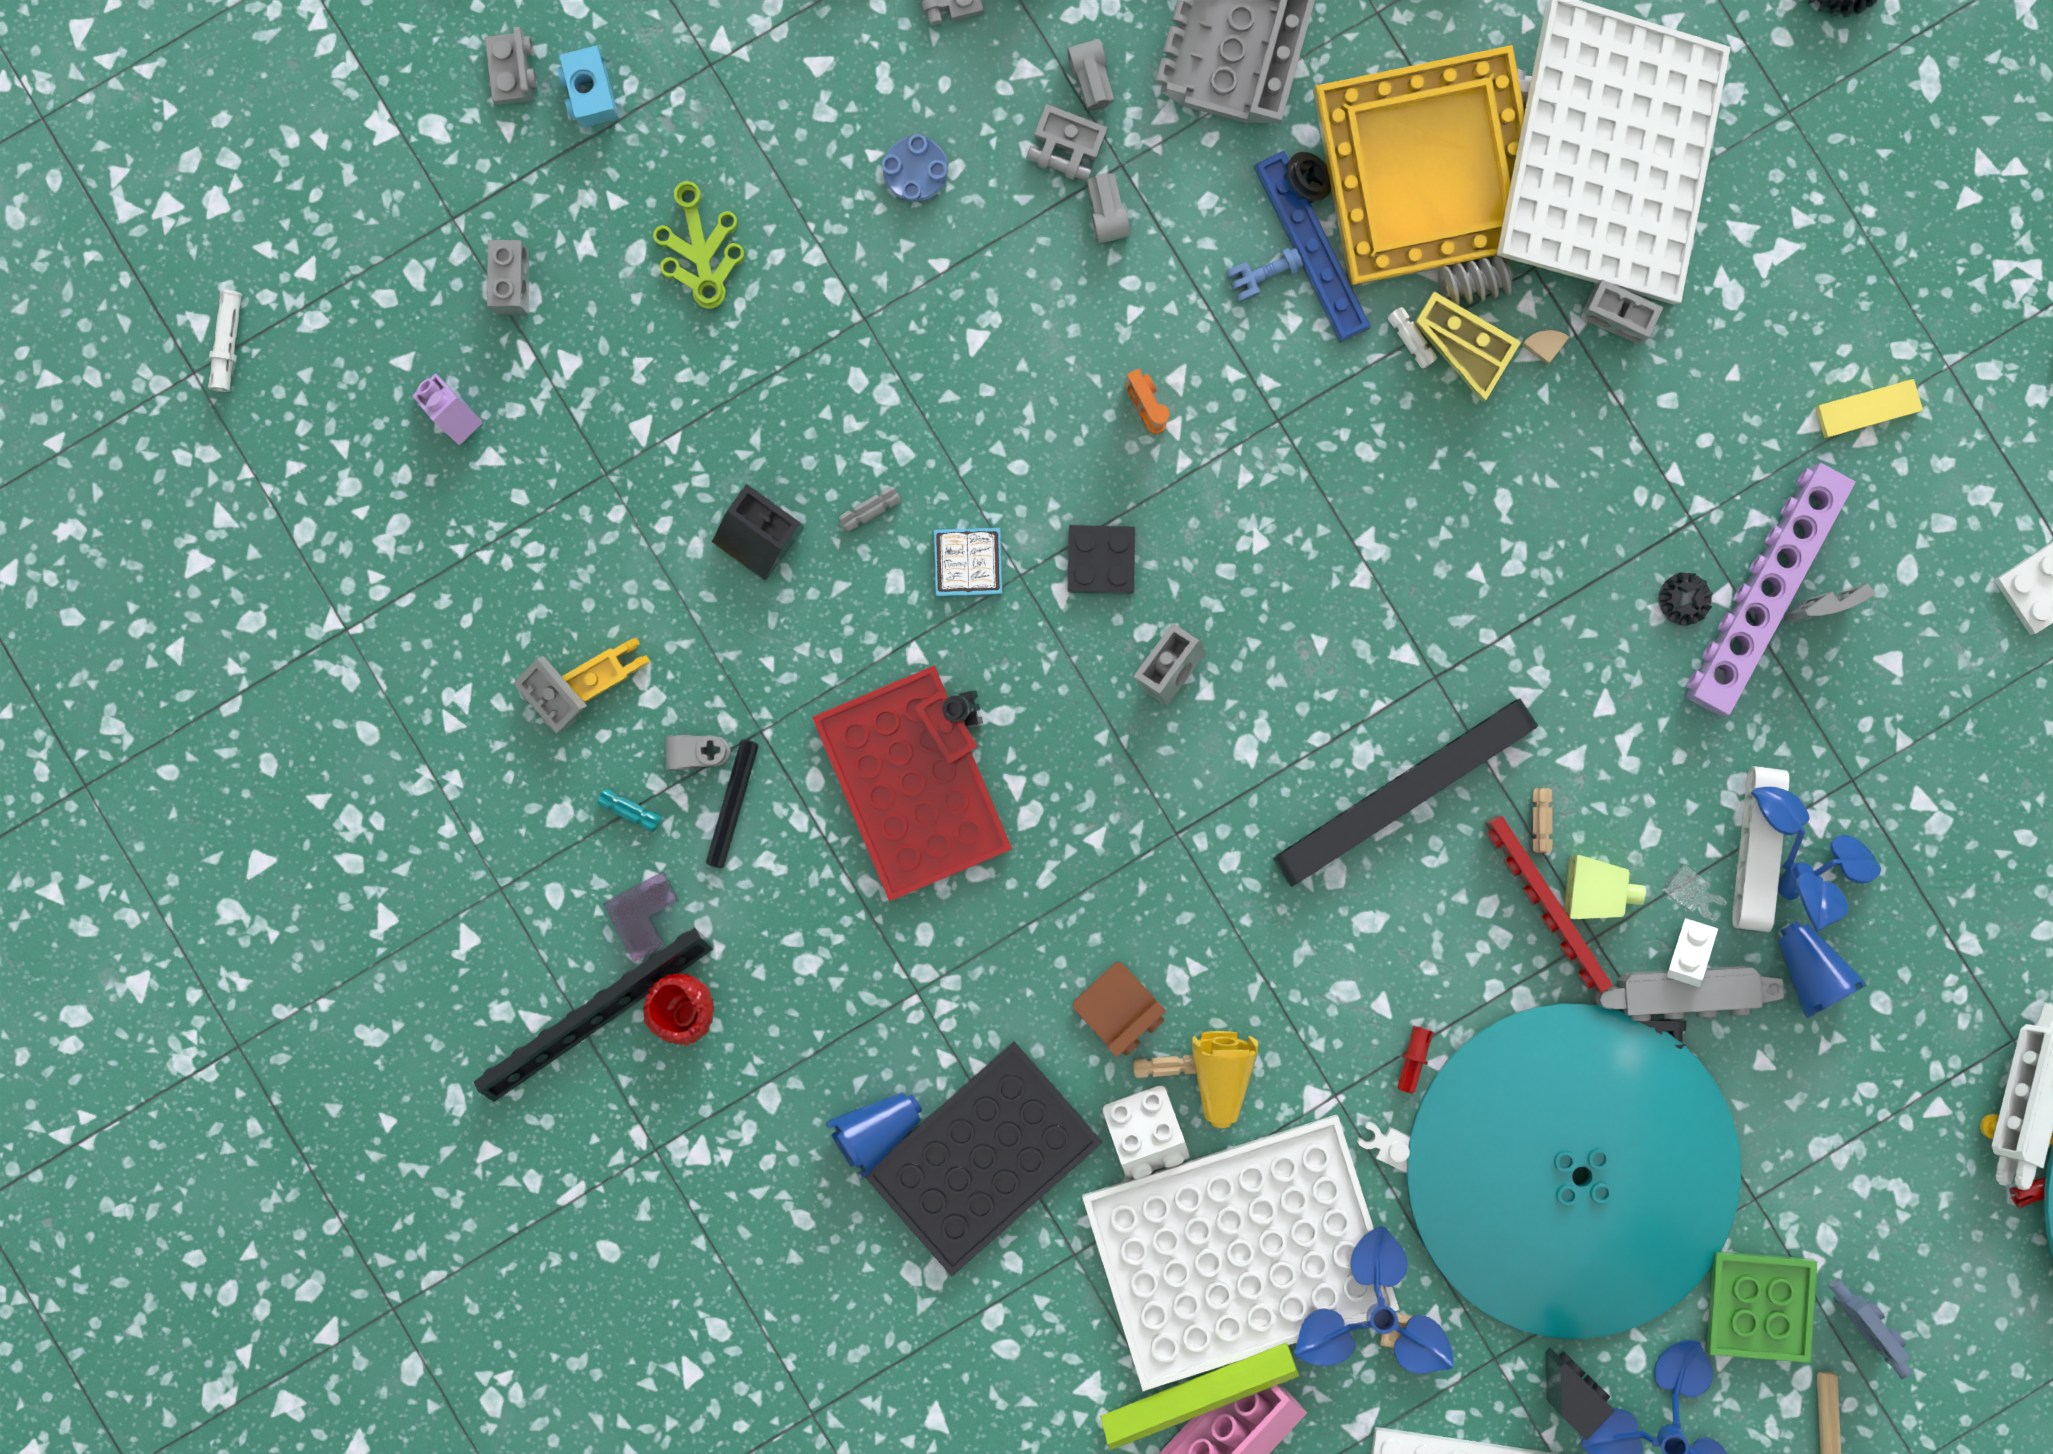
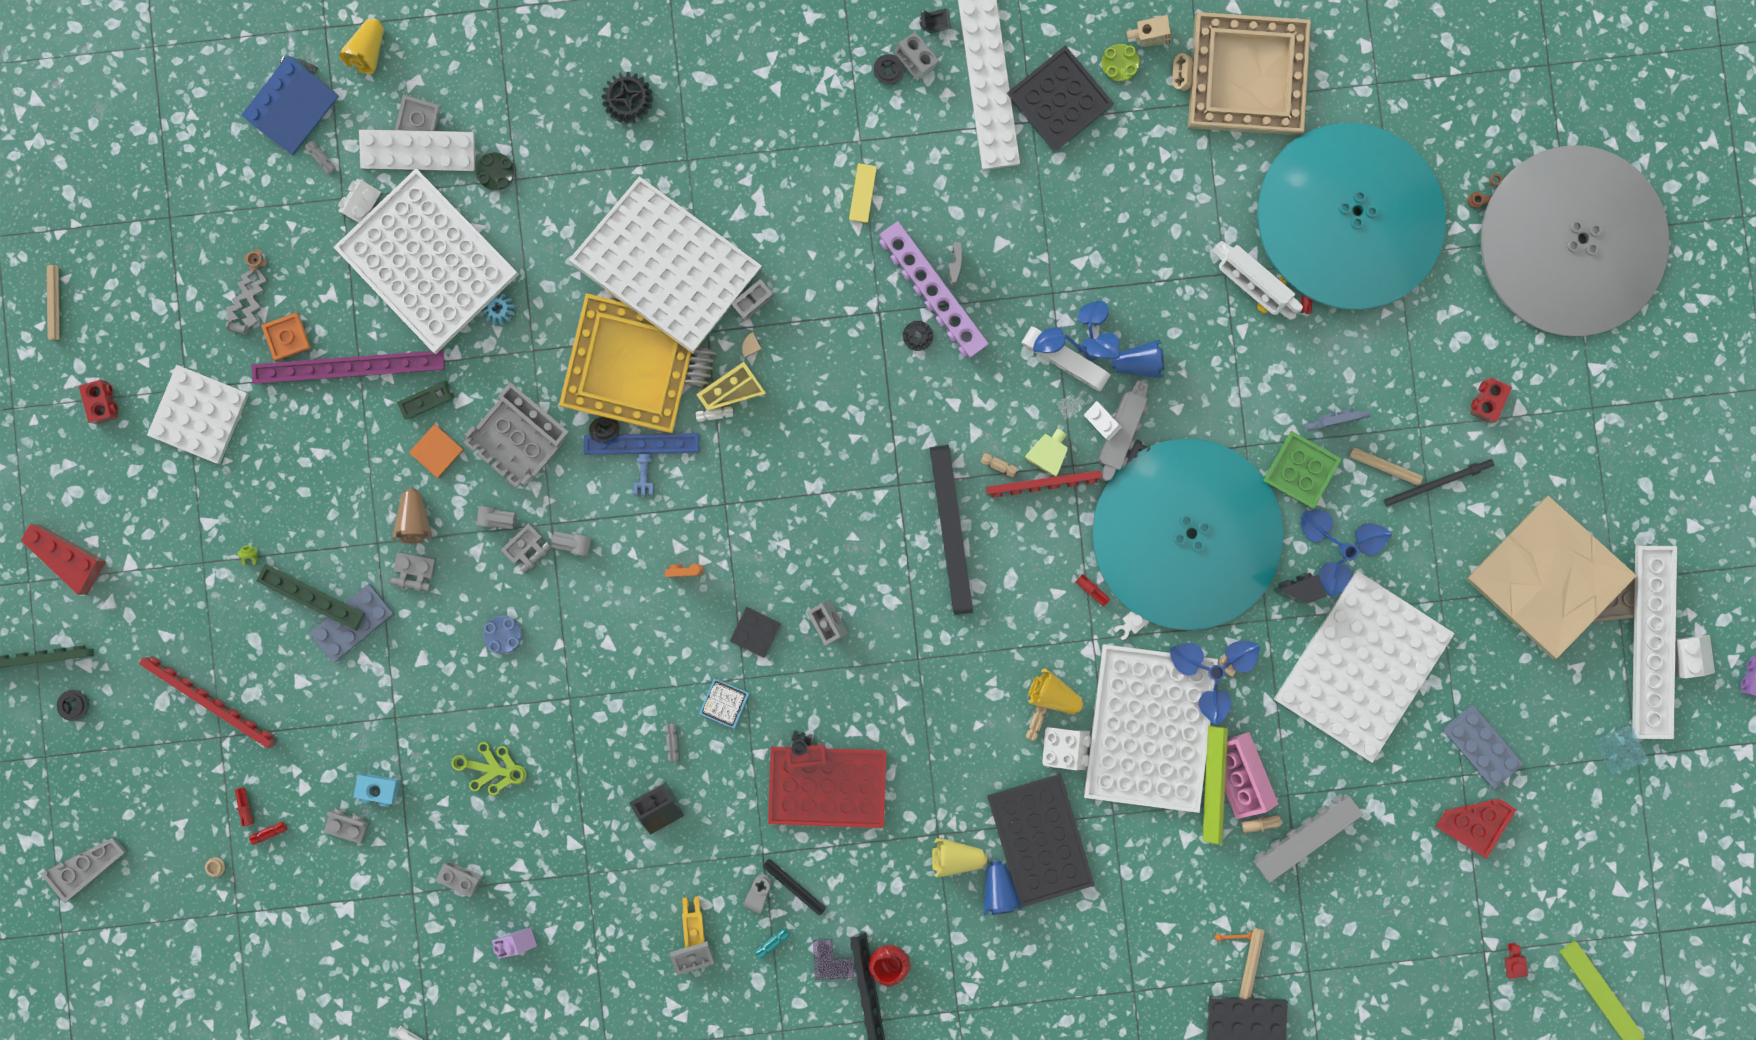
camera: 65 degrees left, 0 degrees up
(894, 1037) = (956, 858): none -> light yellow cone
(1119, 1009) = (995, 732): dark orange bracket -> none

